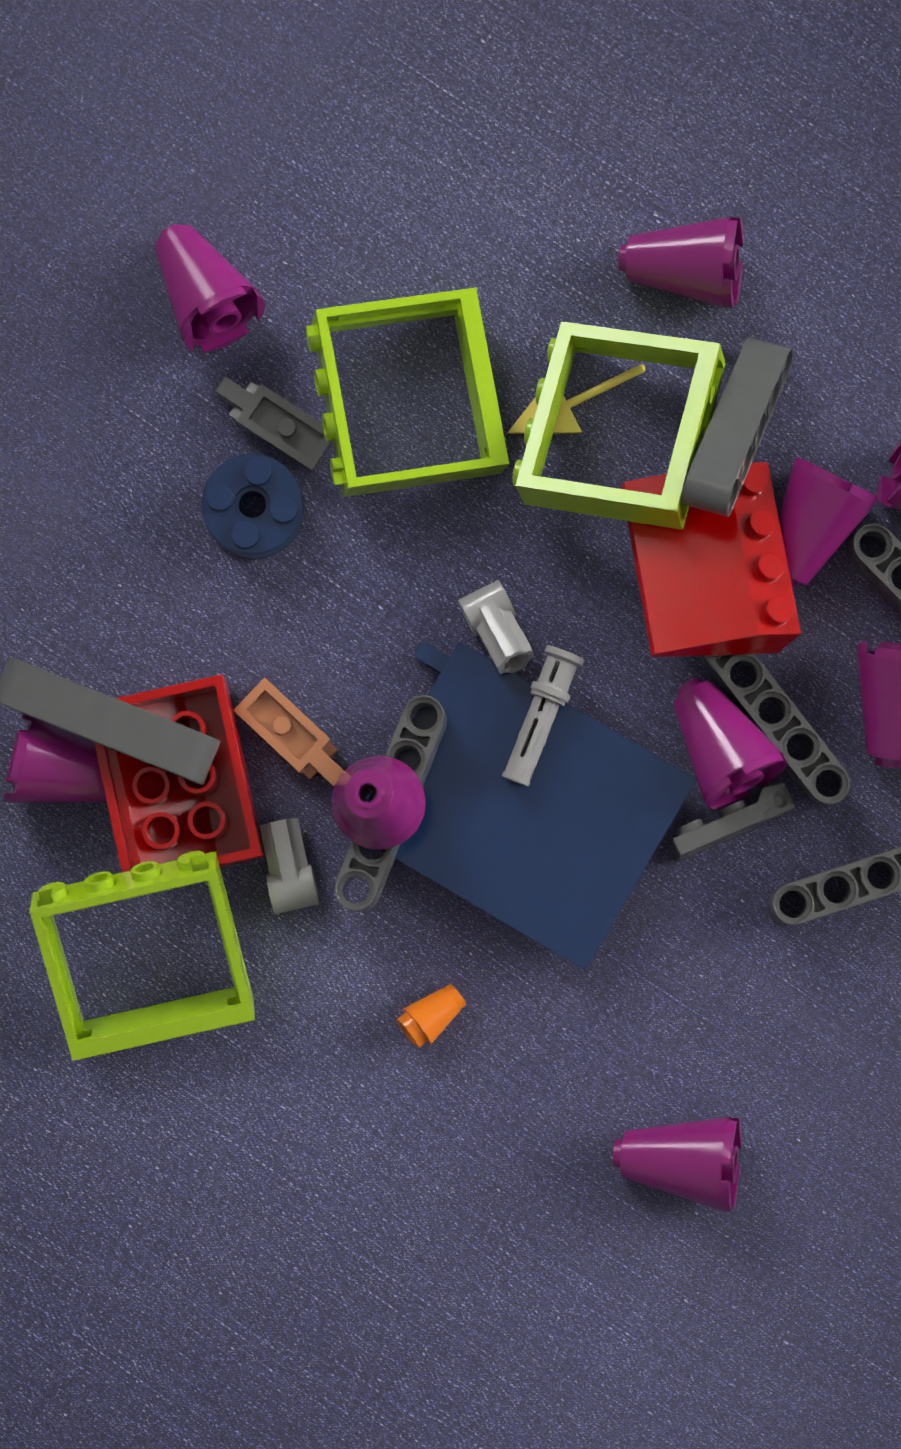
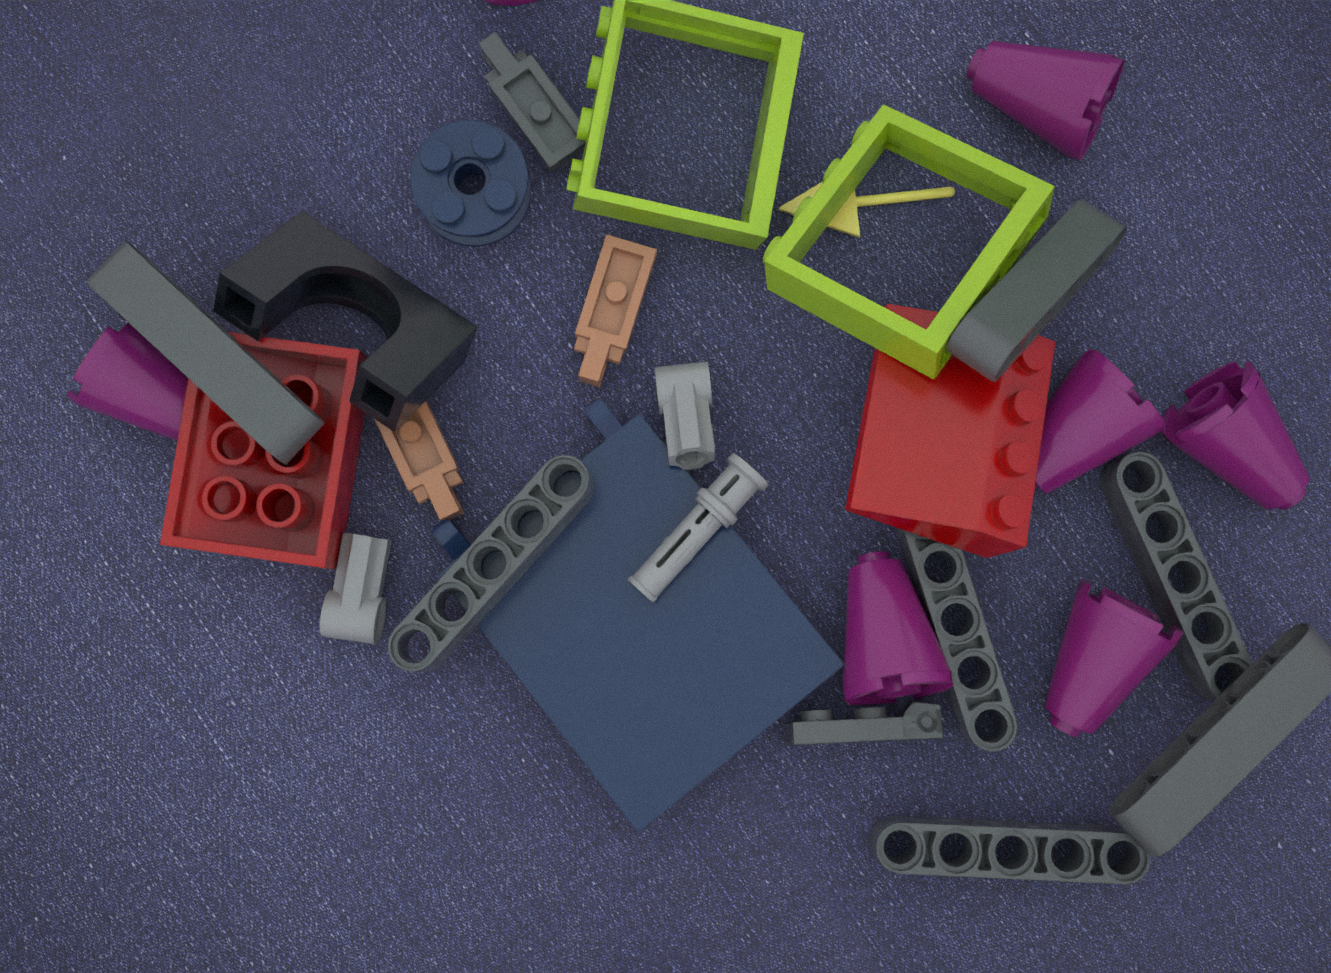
camera: 20 degrees right, 0 degrees up
(151, 1022) = (134, 705): lime window -> none
(157, 619) = (314, 265): none -> black arch
(393, 813) = (475, 558): magenta cone -> none
(404, 562) = (612, 305): none -> nougat hinge
(430, 1015) = (450, 814): orange cone -> none

